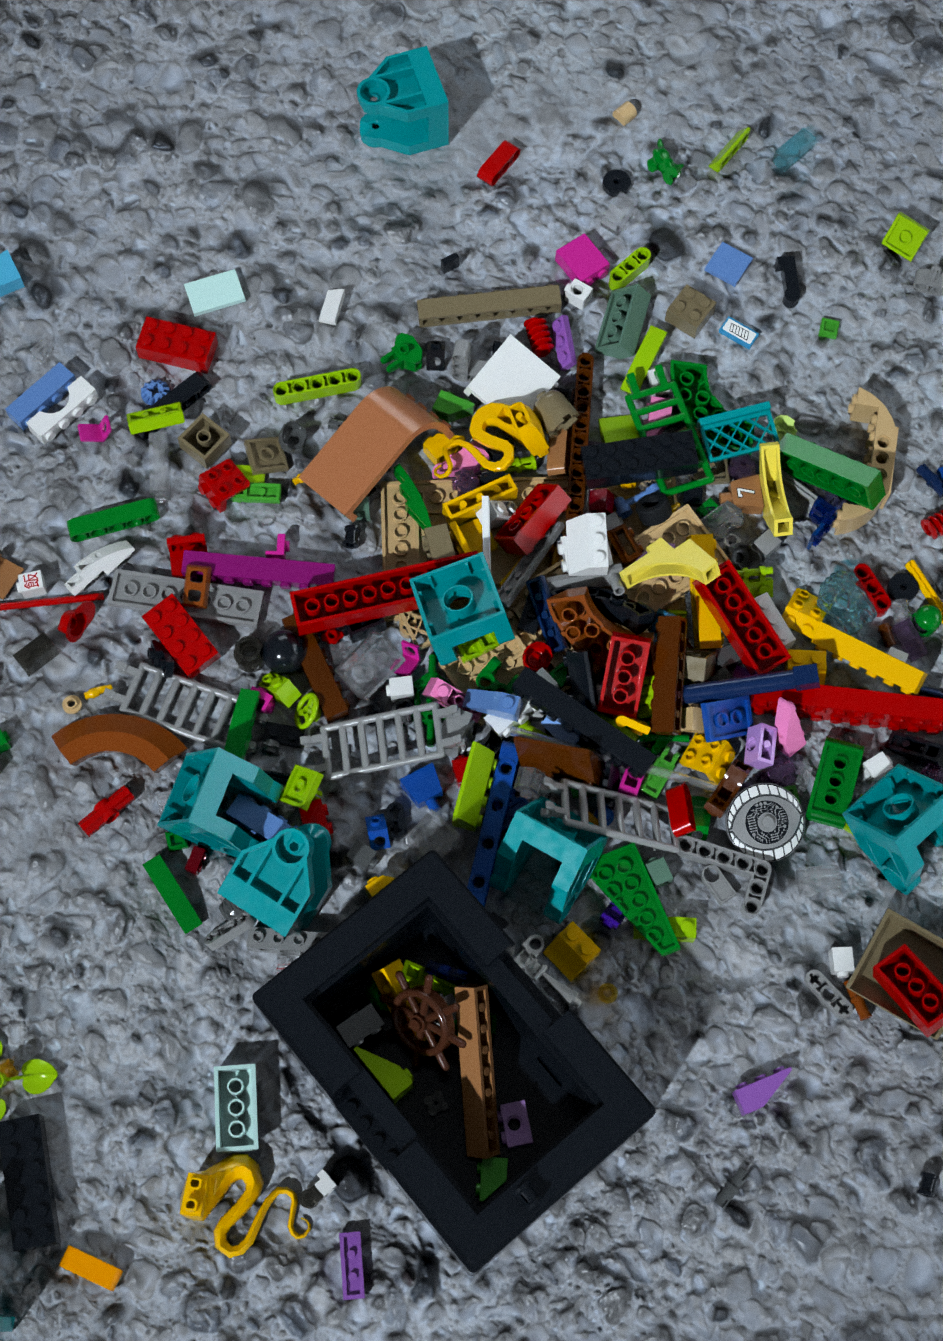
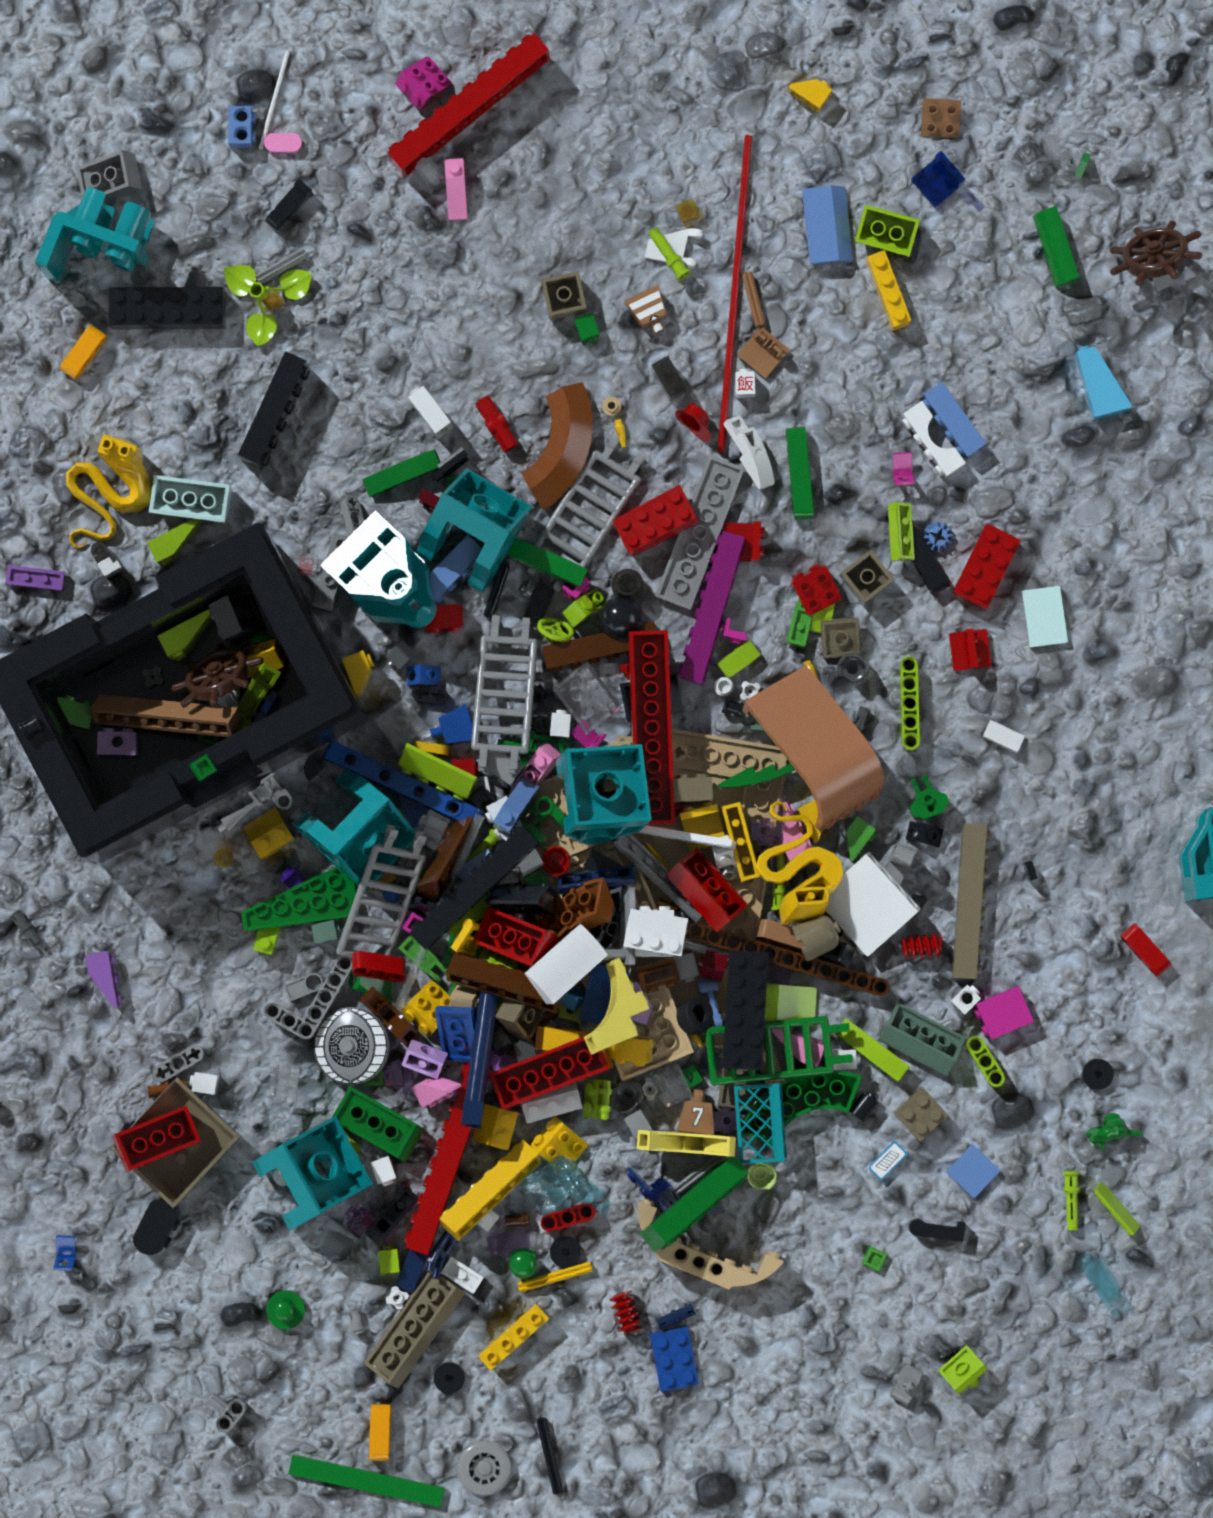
camera: 110 degrees right, 15 degrees up
(103, 876) = (430, 412): none -> white brick
(126, 1038) = (274, 410): none -> black brick
(155, 844) = (450, 464): none -> black piece
(161, 657) = (638, 498): black slope -> none
(203, 587) = (700, 549): dark orange piece -> none
(257, 347) = (970, 649): none -> red bracket
(286, 1120) = (171, 543): none -> lime slope
(301, 787) = (475, 609): lime tile -> none
(304, 539) = (739, 658): none -> lime slope
(333, 521) = (749, 686): none -> white plate
(333, 550) = (723, 686): none -> white plate
(449, 805) = (432, 748): none -> yellow beam
(529, 998) = (202, 767): none -> green tile
(564, 343) = (909, 970): medium lavender plate -> none
(625, 113) = (1185, 1104): tan brick -> none
(640, 614) = (565, 964): none -> white slope
(660, 592) = (597, 995): none -> blue plate
(696, 356) = (864, 1106): none -> black brick
(722, 184) = (1072, 1224): none -> lime pin

